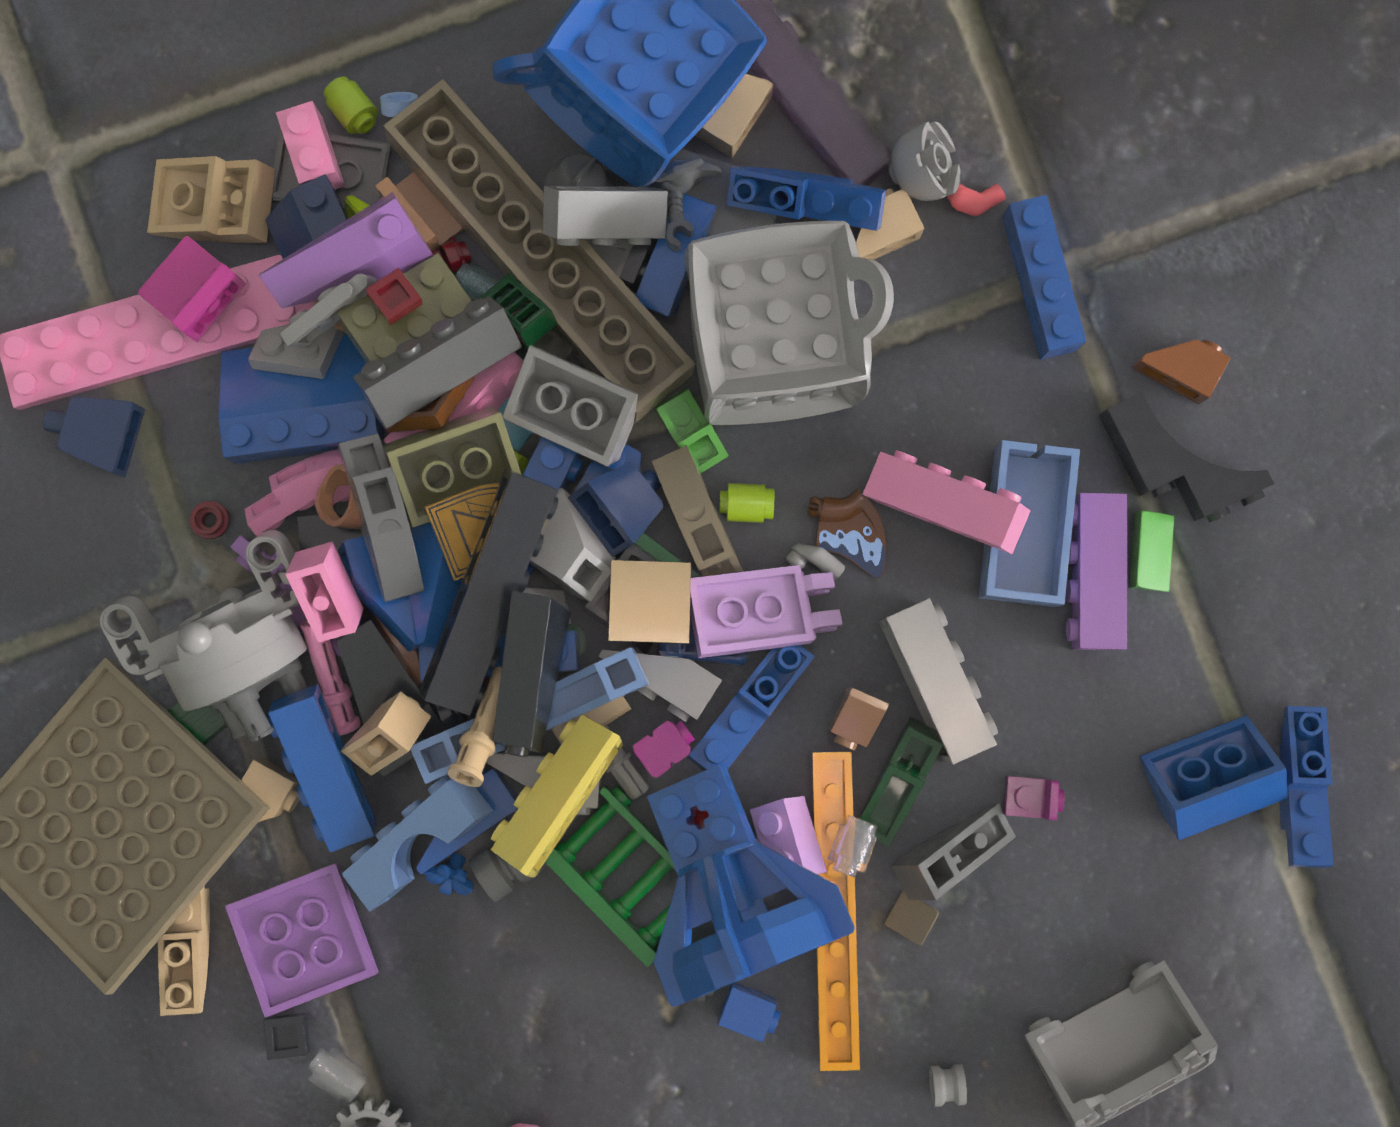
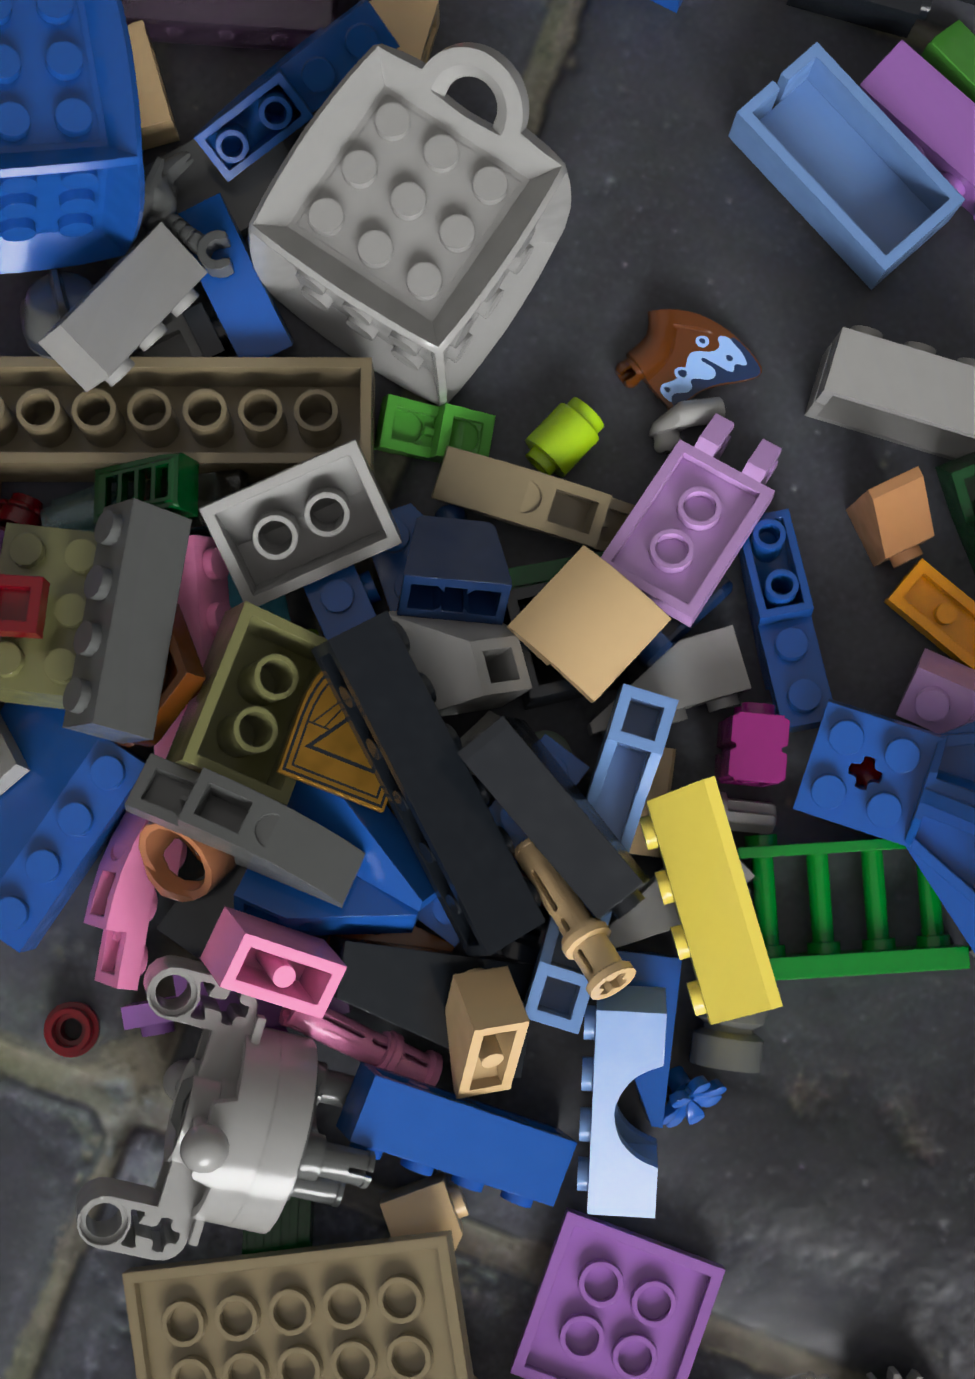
camera: 55 degrees left, 0 degrees up
(946, 501) = (752, 224): bright pink brick -> none

